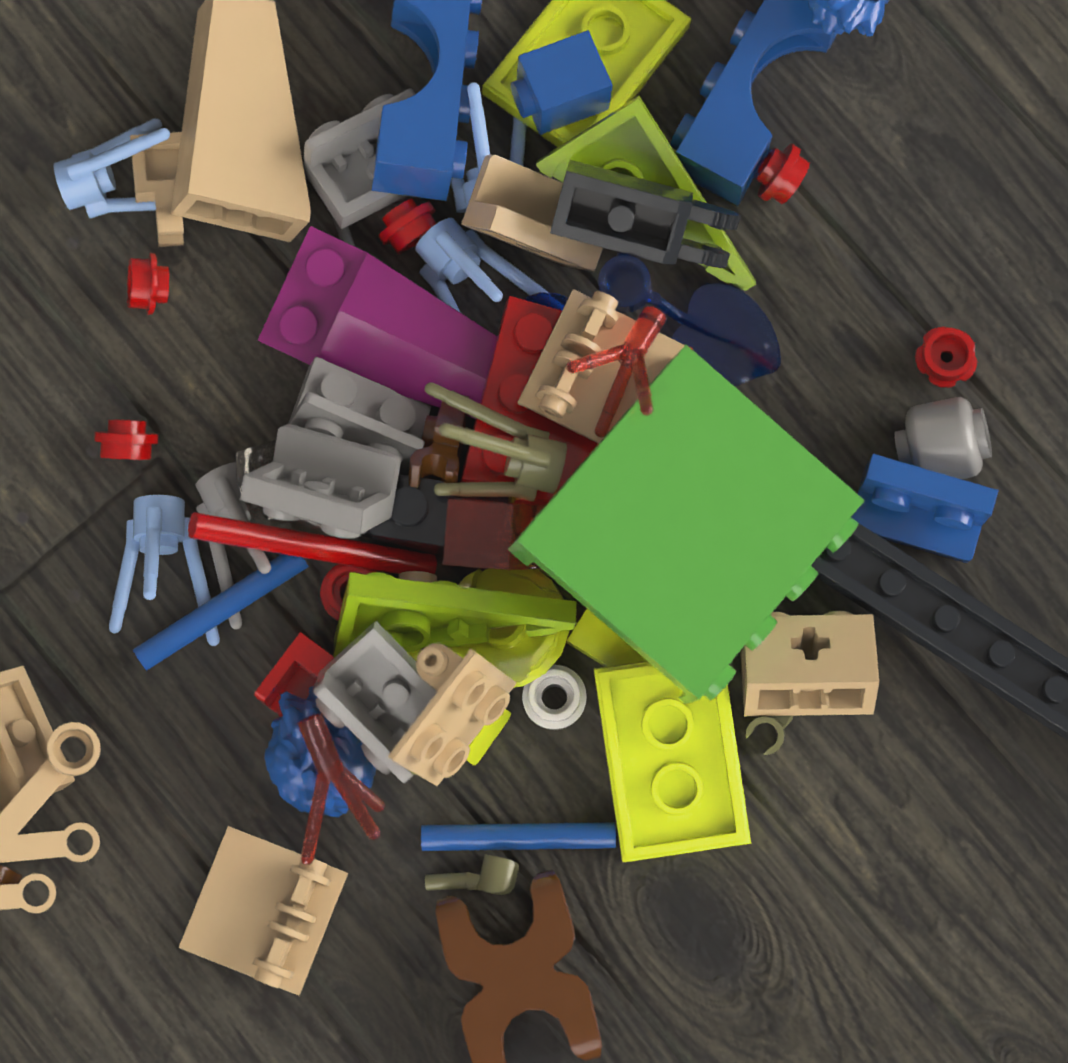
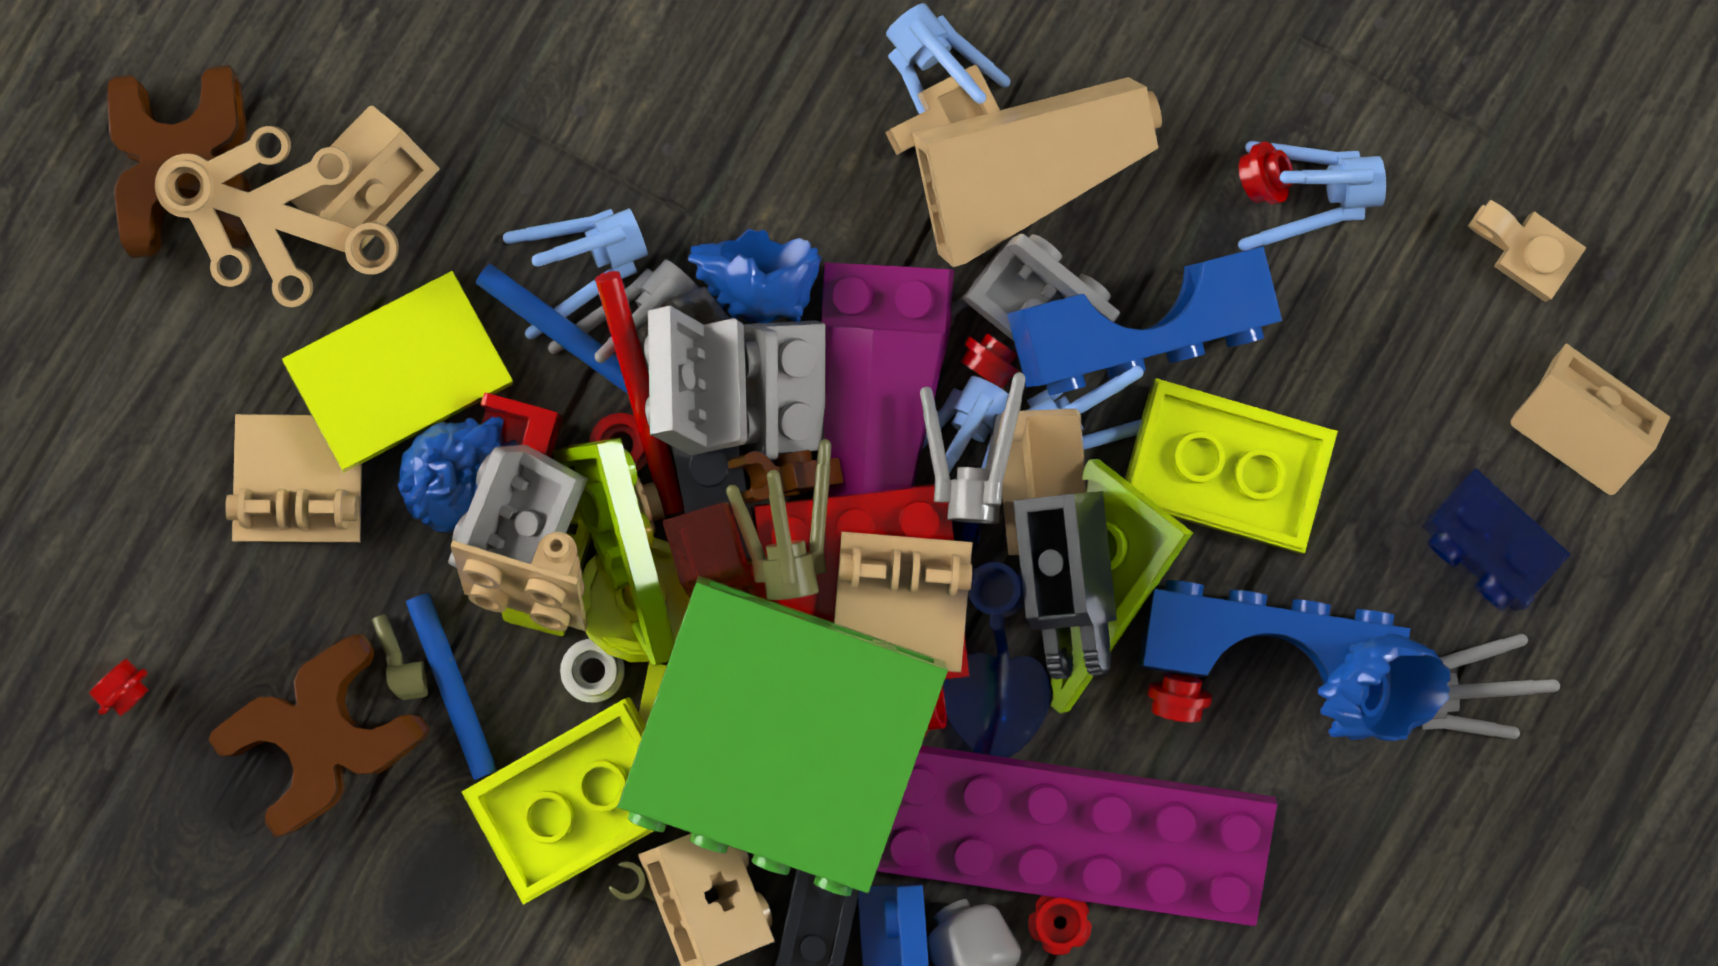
camera: 65 degrees right, 5 degrees up
(126, 440) = (683, 178): red plate -> none
(147, 283) = (842, 137): red plate -> none
(200, 776) = (397, 371): none -> neon yellow tile
(246, 402) = (758, 275): none -> blue hair
(331, 768) = (434, 493): clear red plant -> none
(526, 268) = (976, 491): none -> light grey plant
(561, 83) = (1179, 453): blue brick -> none
(632, 360) = (923, 622): clear red plant -> none
(879, 296) = (1082, 835): none -> magenta plate

